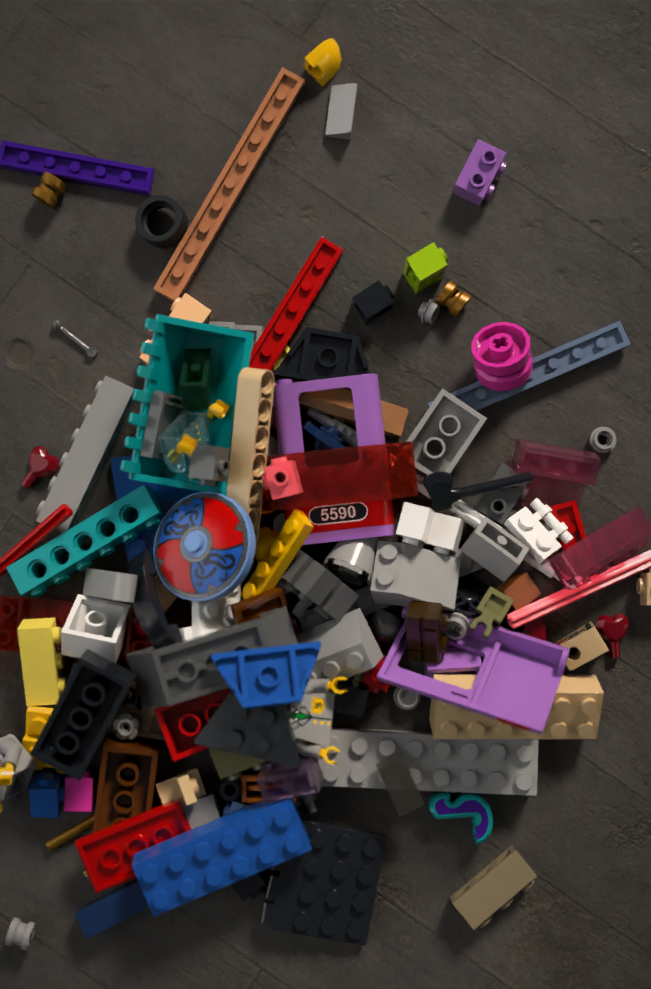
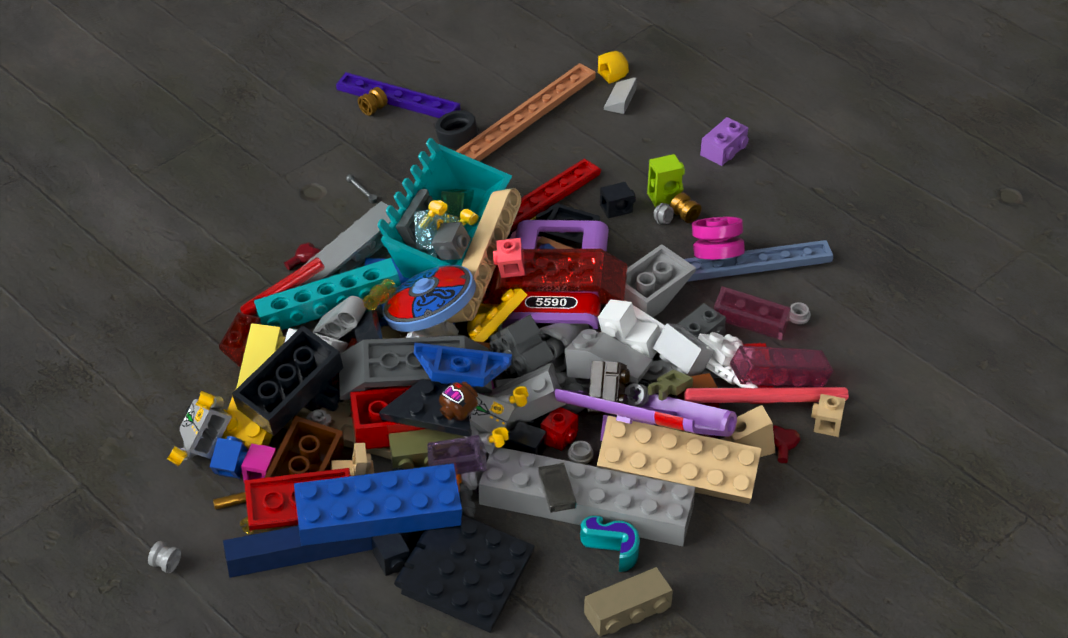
camera: 15 degrees right, 40 degrees down
(147, 554) = (379, 294): none -> clear yellow pin
(282, 744) = (458, 401): none -> reddish brown head
(443, 495) = (646, 310): black piece -> none

